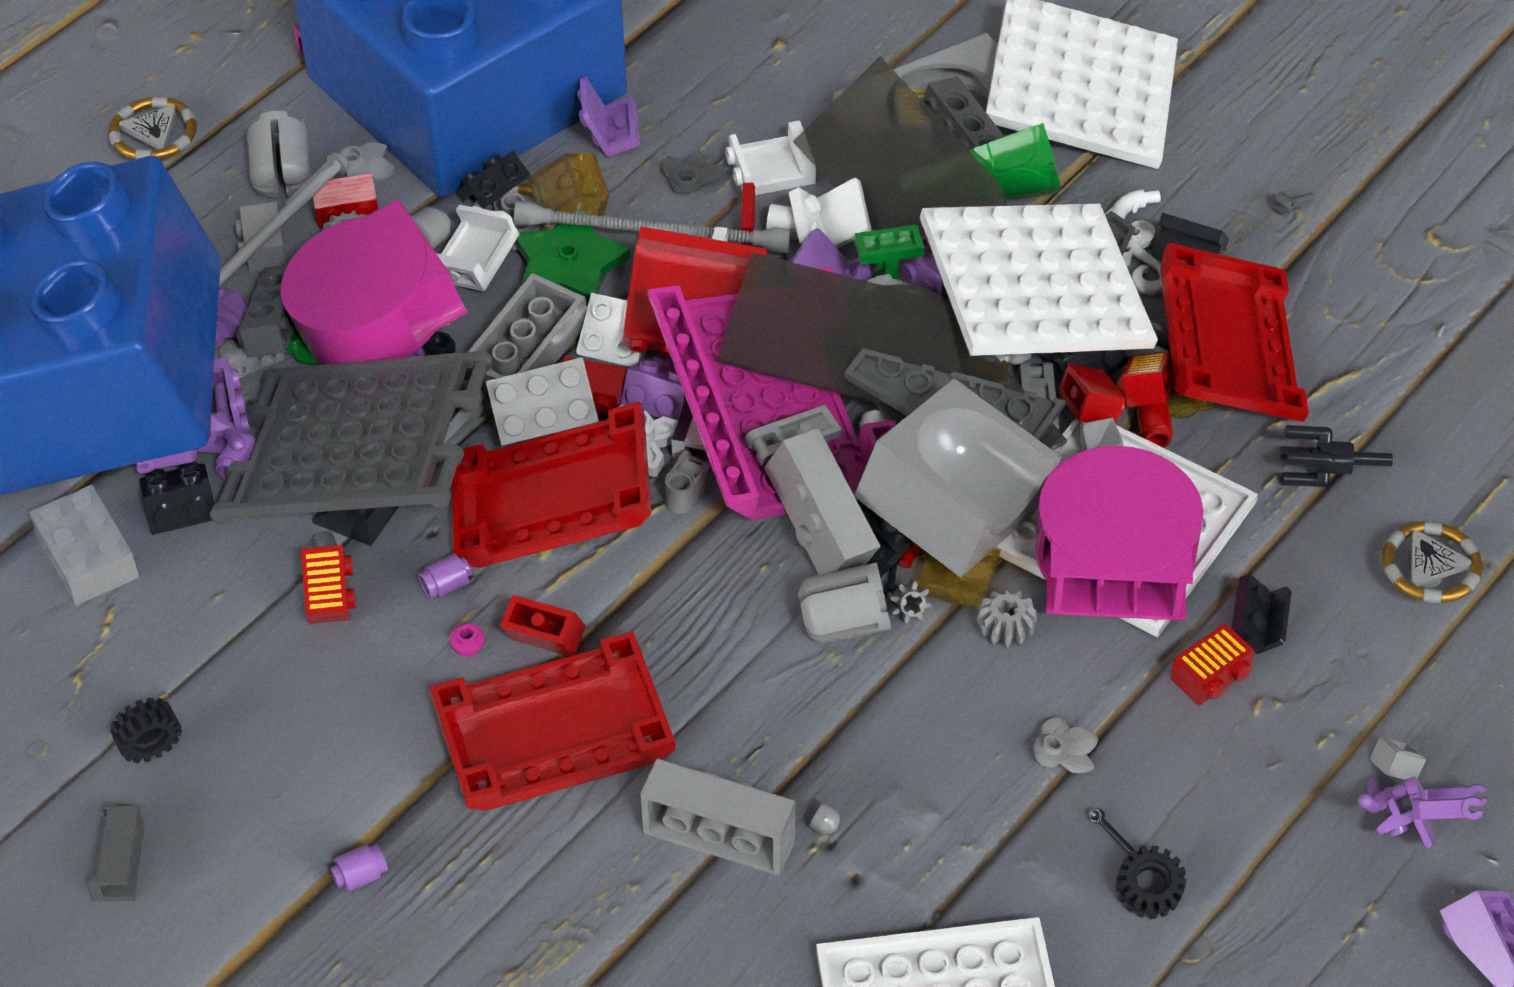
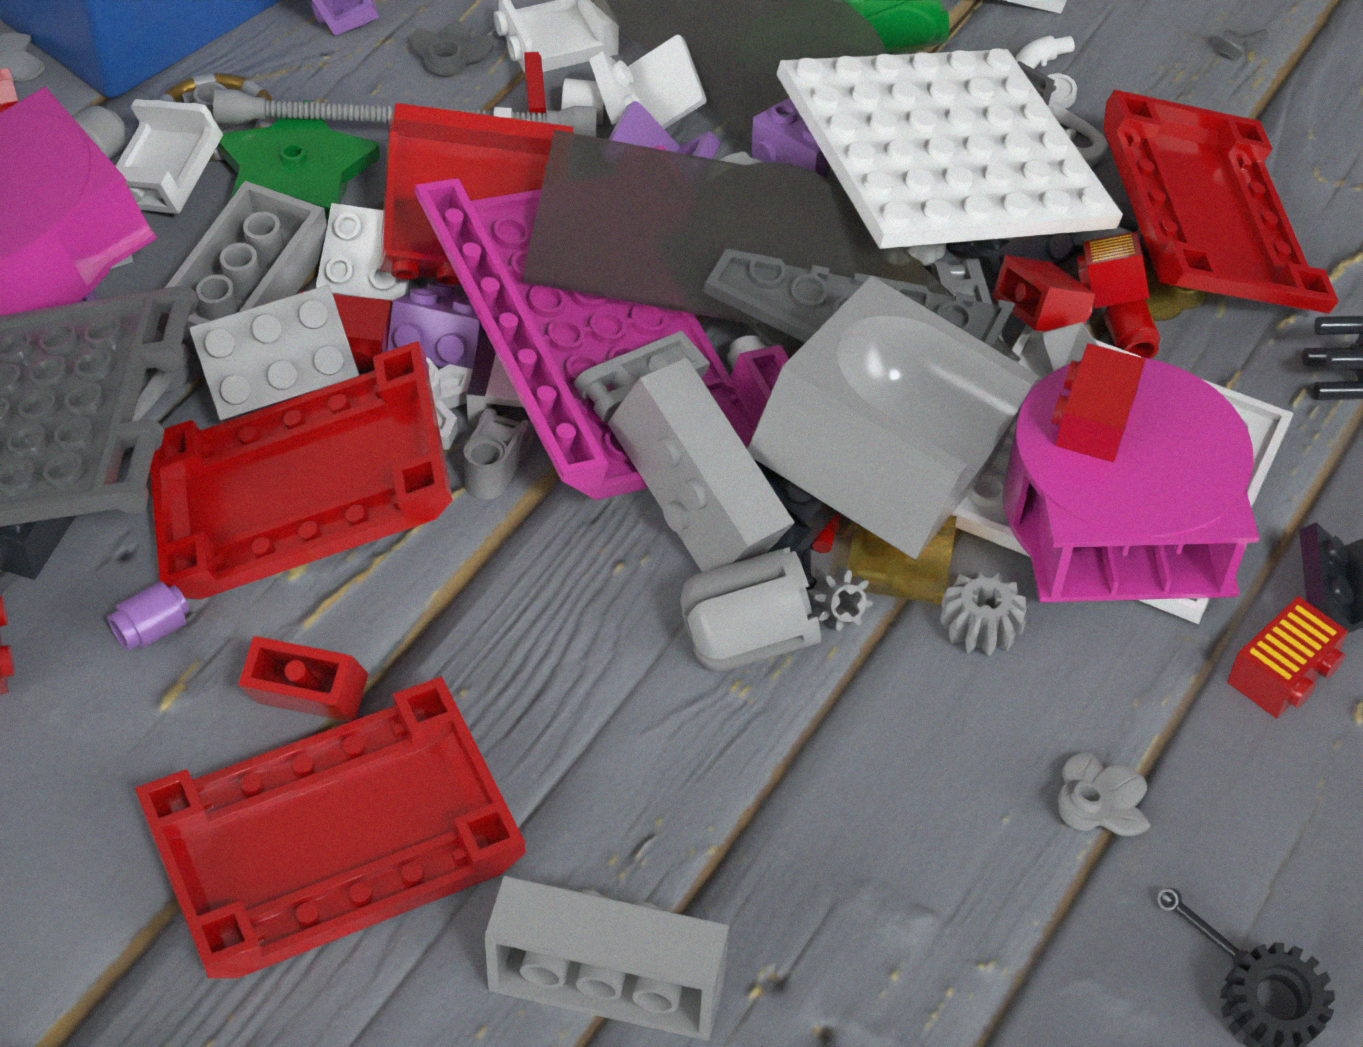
camera: 10 degrees left, 0 degrees up
(439, 344) = (118, 283): black plate -> none
(470, 646) = (190, 720): dark pink plate -> none
(495, 181) = (182, 69): black bracket -> none
(571, 185) = (290, 66): clear yellow slope -> none
(825, 820) = (768, 945): light grey hinge -> none
(887, 247) = (738, 115): green bracket -> none
(1098, 479) = (1098, 401): none -> red brick
(1188, 234) = (1112, 74): black bracket -> none

